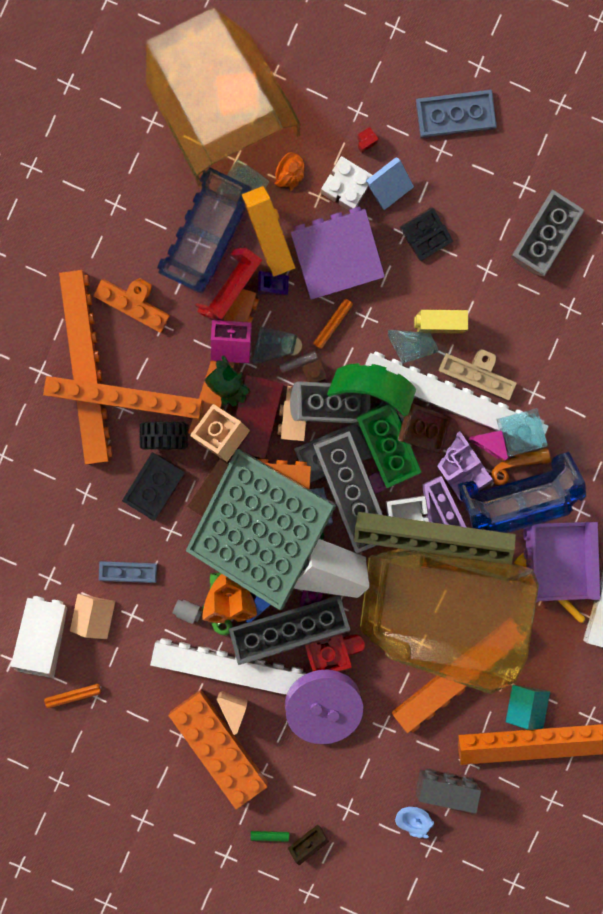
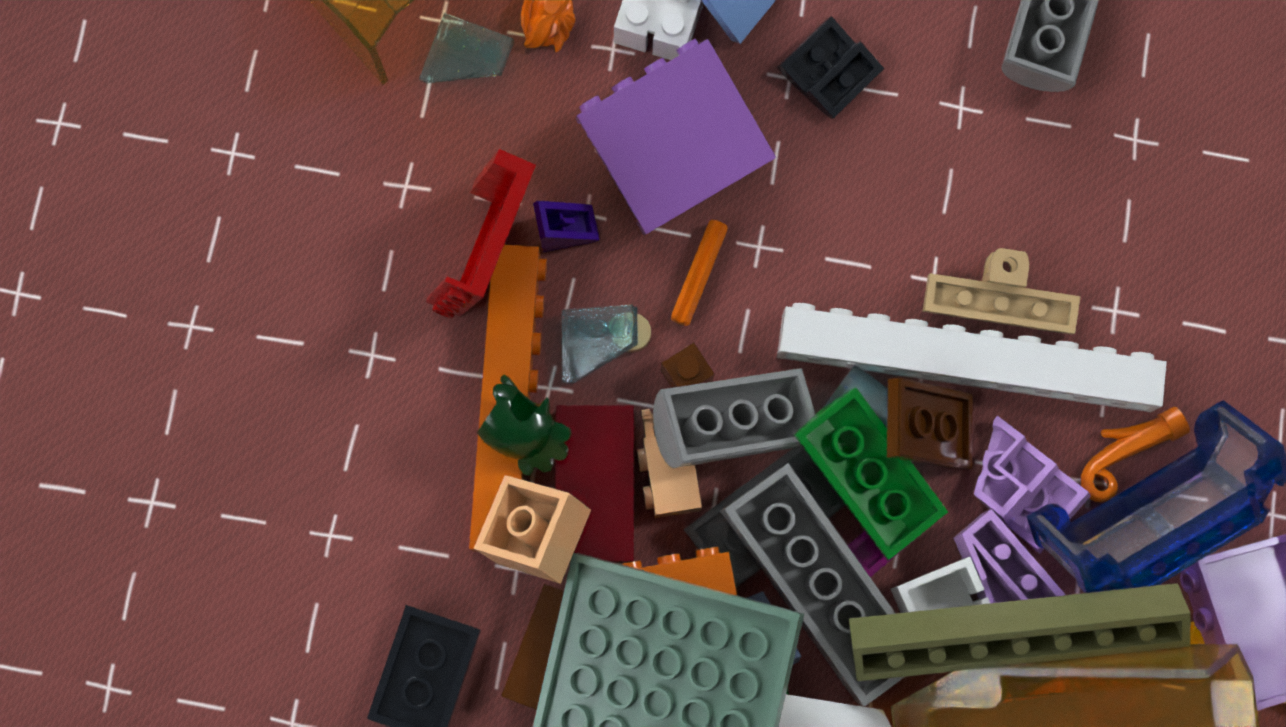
camera: 20 degrees left, 10 degrees down
(84, 363) = (238, 473): orange brick -> none
(123, 397) = (322, 507): orange brick -> none
(133, 302) = (305, 324): orange plate -> none
(164, 435) = (421, 564): black tyre -> none
(206, 231) = (416, 154): clear windscreen -> none
(231, 340) = (511, 342): dark pink slope -> none
(268, 230) = (534, 121): light orange brick -> none
(298, 362) = (650, 361): clear piece -> none
(375, 382) = (812, 351): green panel -> none
(412, 344) = (860, 274): clear light blue wing -> none
(441, 321) = (906, 214): light yellow brick -> none
(492, 443) = (1069, 423): dark pink slope -> none
(522, 432) = (1122, 383): clear light blue brick -> none

